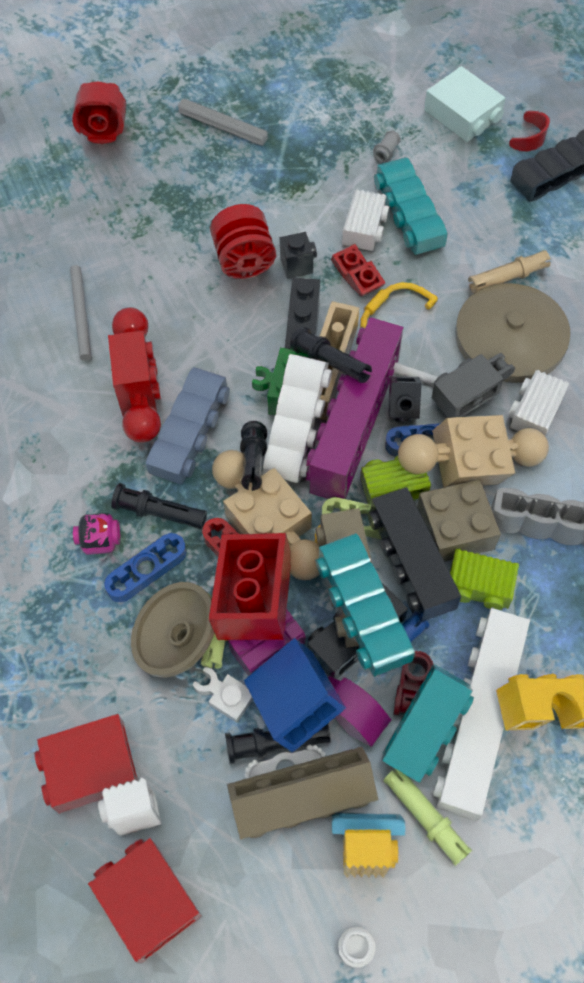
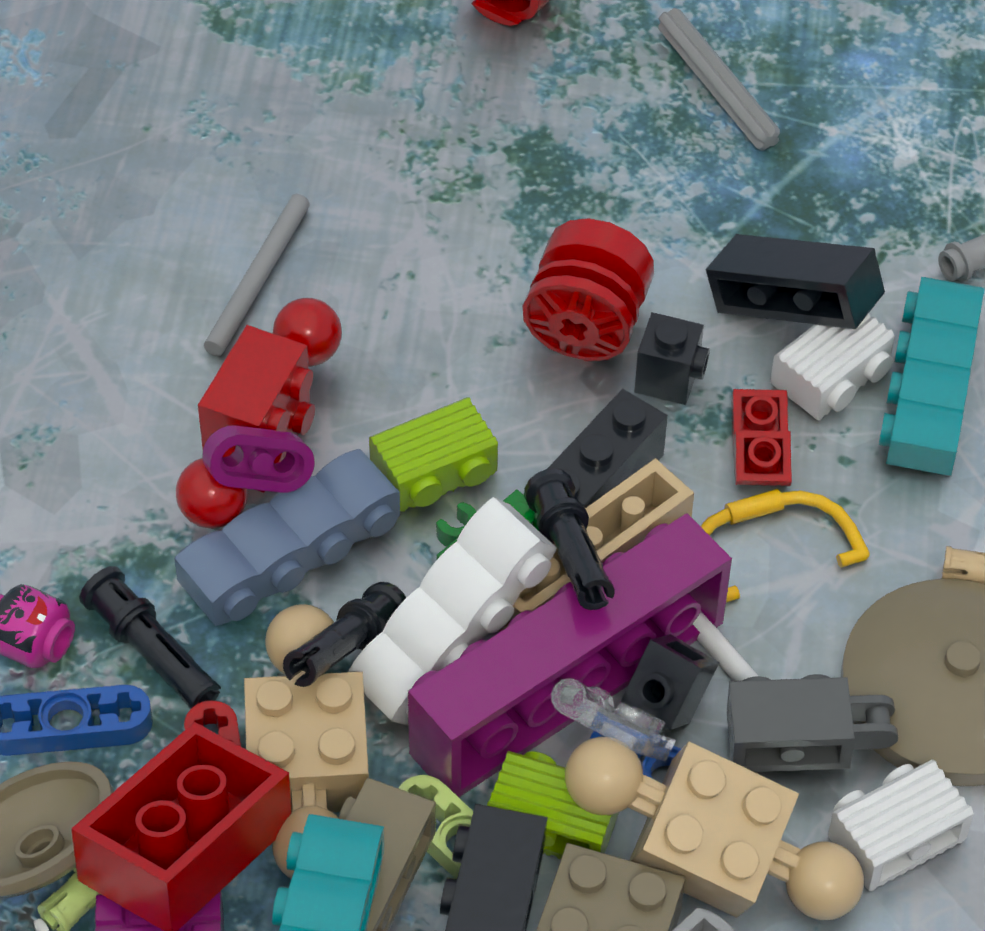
camera: 30 degrees right, 10 degrees down
(157, 395) = (254, 456): none -> magenta plate
(226, 350) = (436, 453): none -> lime brick
(329, 192) = (796, 281): none -> black brick
(409, 427) = (624, 725): none -> clear plate

